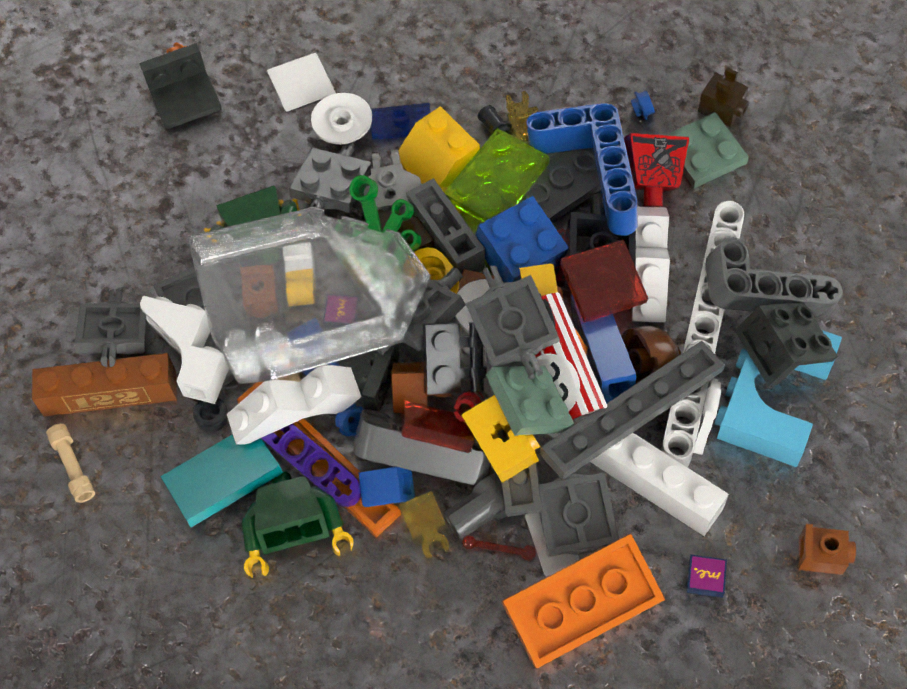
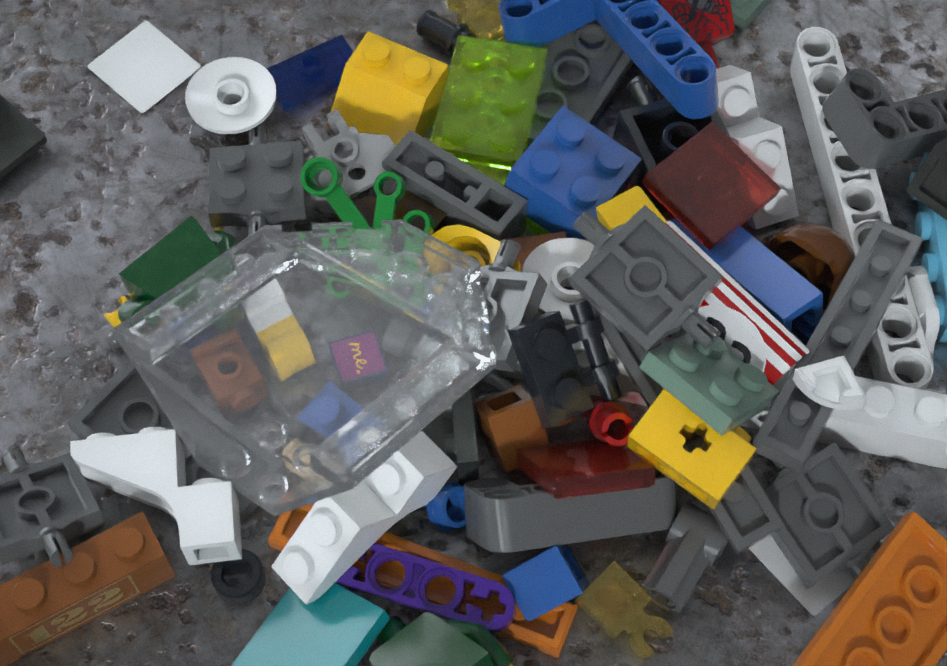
camera: 25 degrees left, 0 degrees up
(528, 552) = (776, 594): clear red hinge -> none
(607, 432) = (831, 384): none -> white tile

